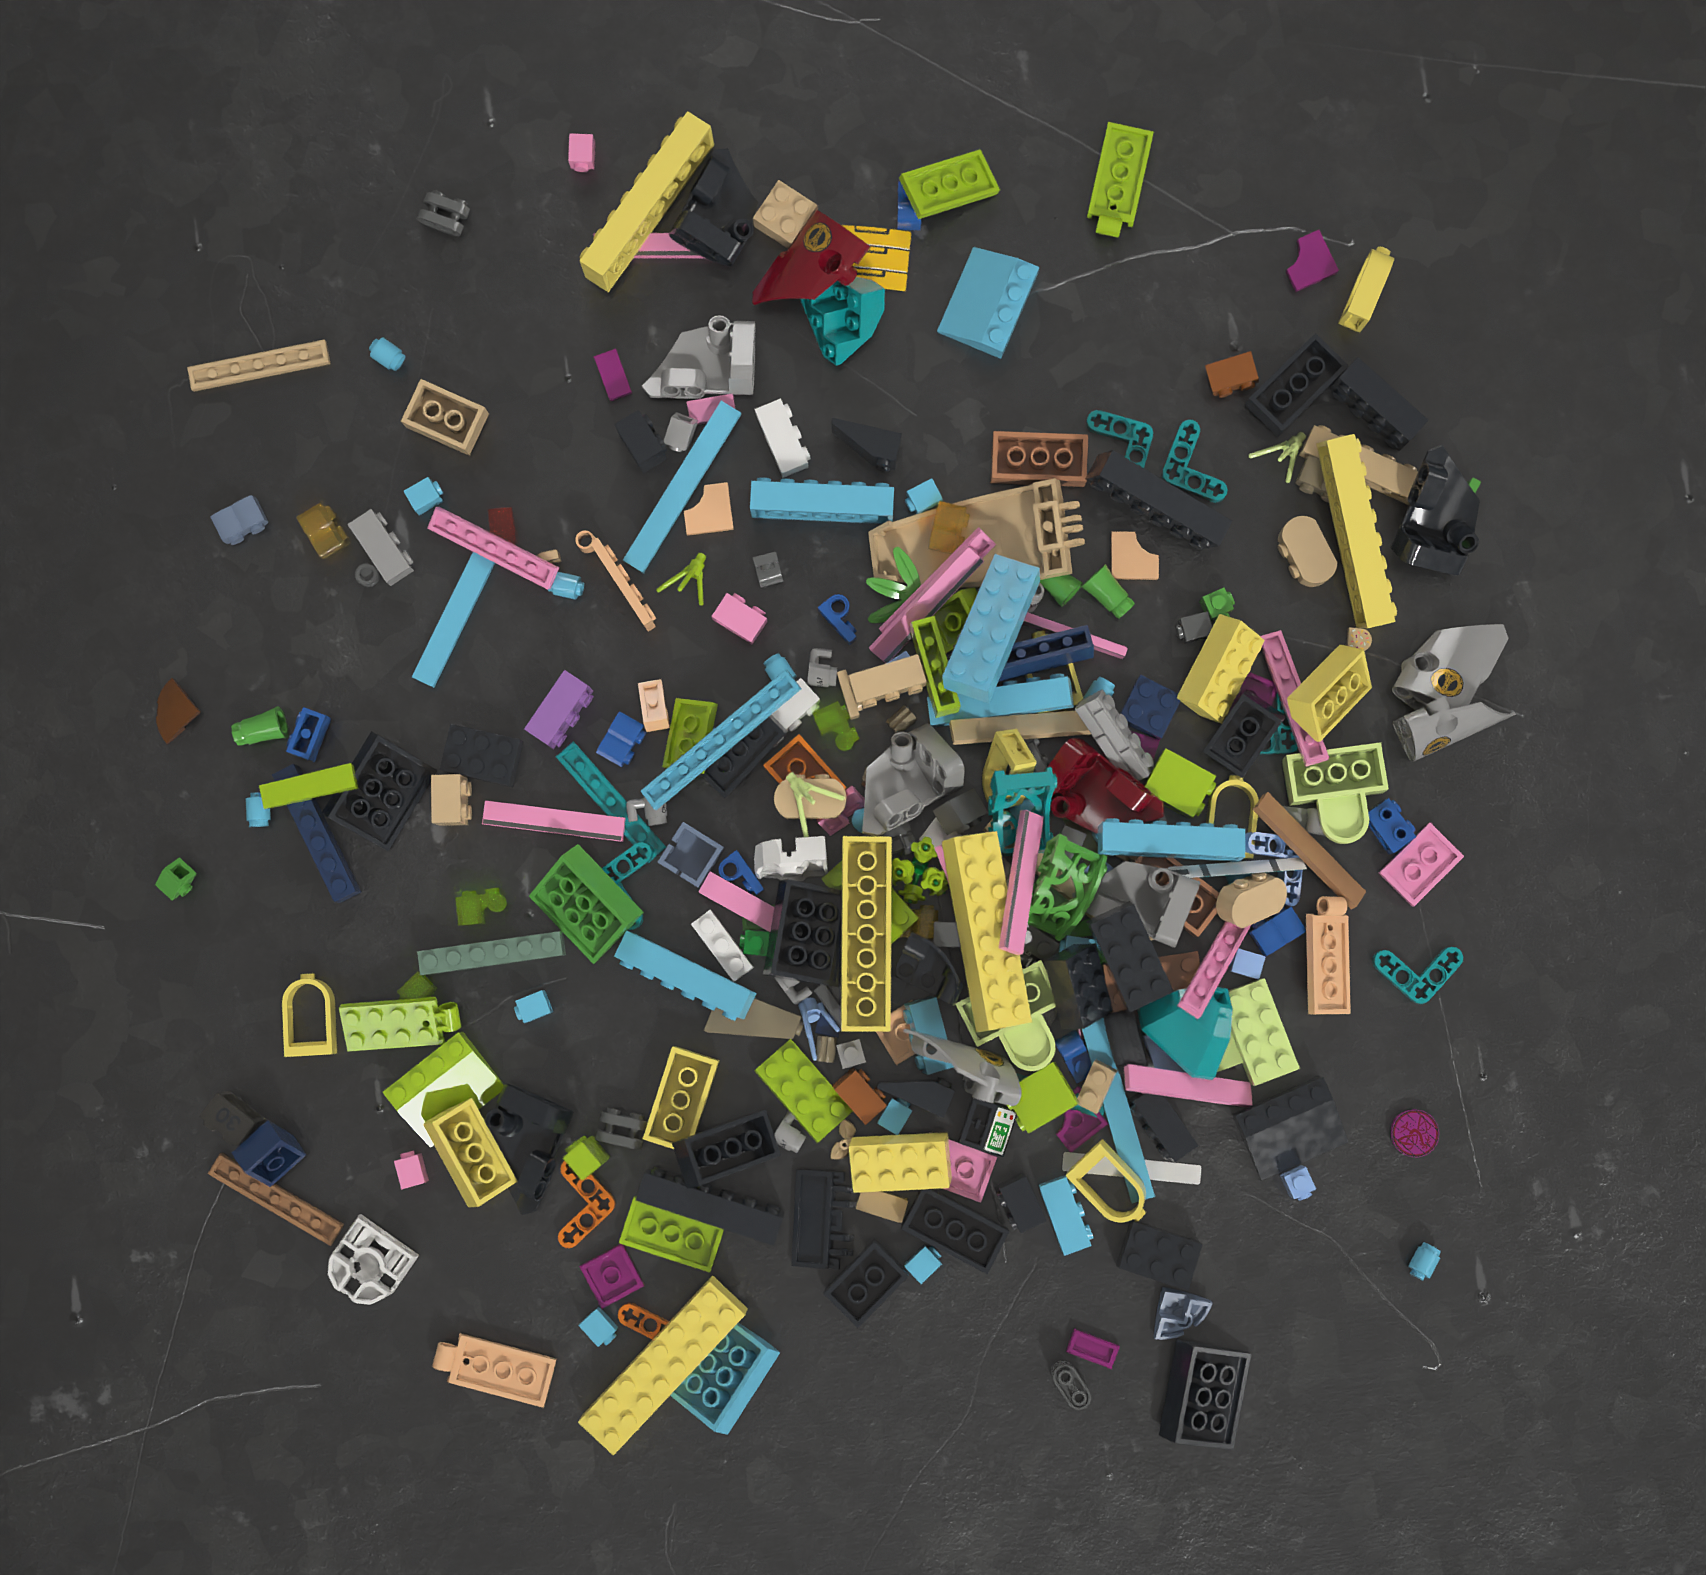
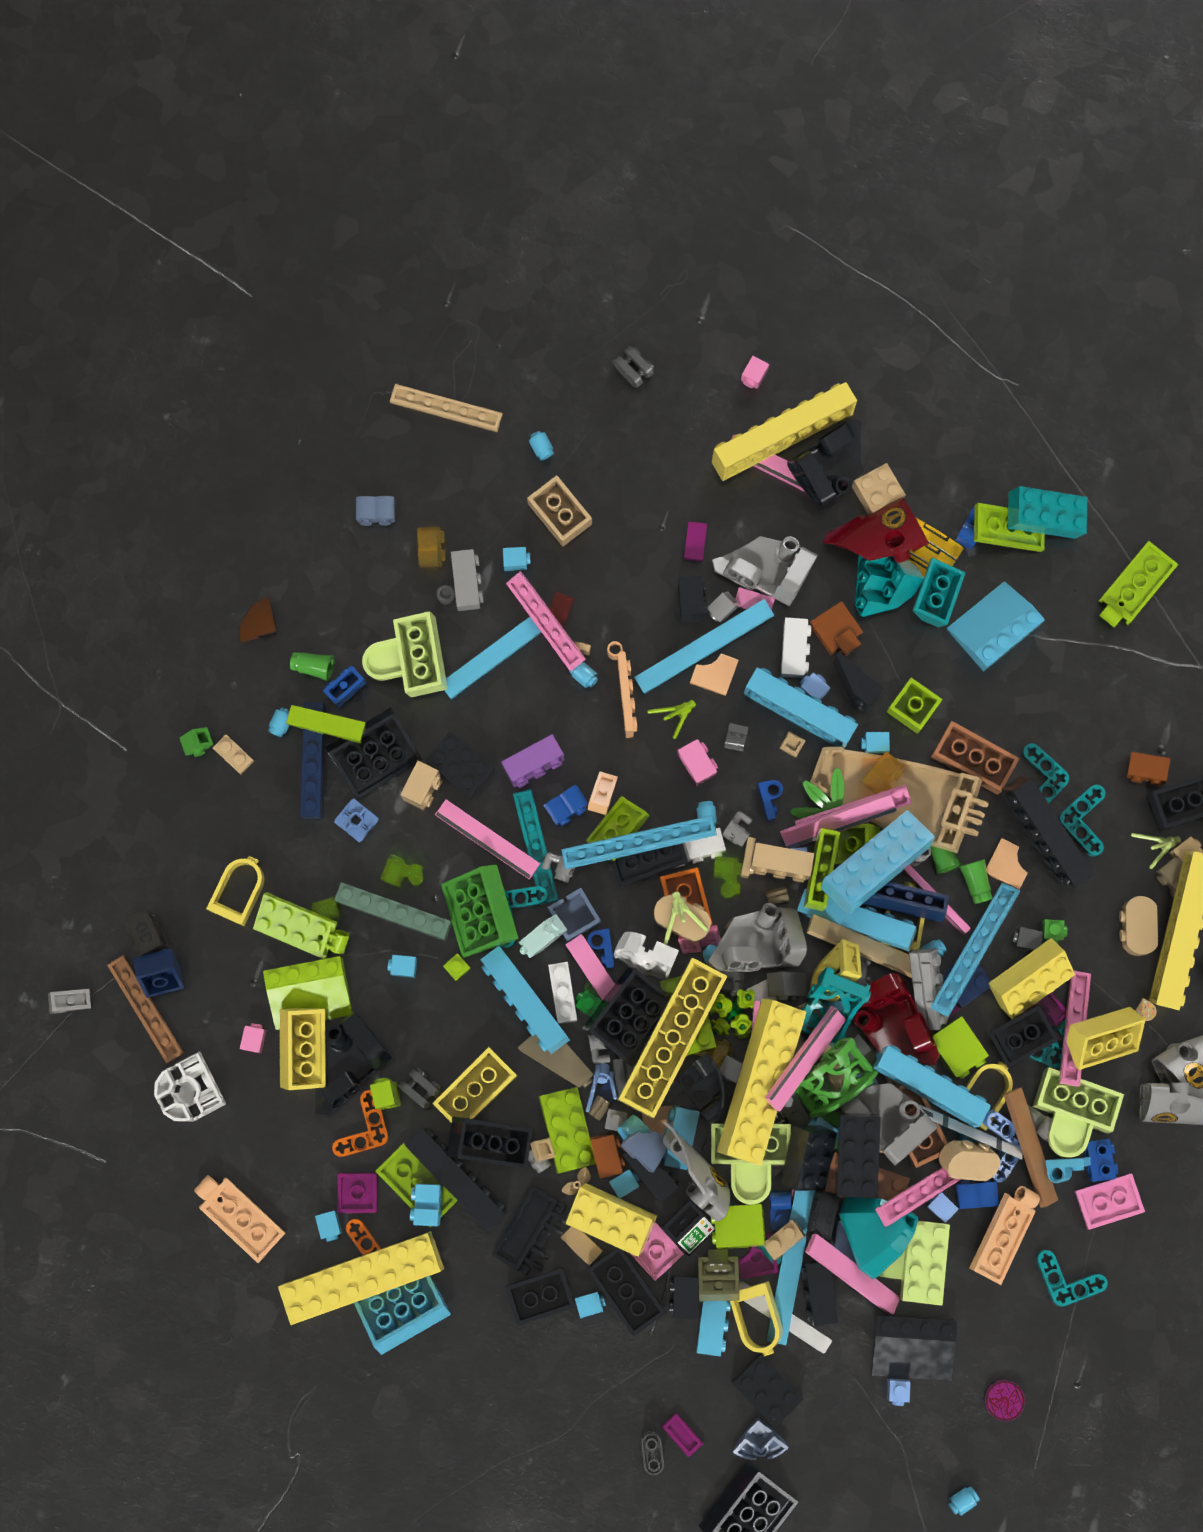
camera: 25 degrees right, 5 degrees down
(186, 1234) = (69, 1000): none -> light grey plate
(225, 872) = (233, 754): none -> tan plate
(363, 662) = (411, 655): none -> yellowish green brick
(392, 862) = (356, 809): none -> medium blue piece
(592, 977) = (456, 967): none -> lime plate
(668, 896) = (542, 936): none -> light aqua brick
(693, 1250) = (427, 1204): none -> medium azure brick
(788, 1126) = (542, 1150): none -> tan tile
(819, 394) = (837, 630): none -> dark orange piece
(825, 469) = (814, 686): none -> light blue brick
(833, 545) = (792, 744): none -> tan tile
(874, 1057) = (631, 1126): none -> medium azure plate
(898, 1068) = (646, 1148): none -> sand blue brick
(908, 296) = (938, 593): none -> teal slope
(944, 435) = (914, 705): none -> lime brick
(982, 146) = (1047, 512): none -> teal brick
(1046, 1163) = (718, 1276): none -> olive piece
(1144, 668) = (975, 949): none -> medium azure tile
(1357, 851) = (1066, 1165): none -> medium azure plate

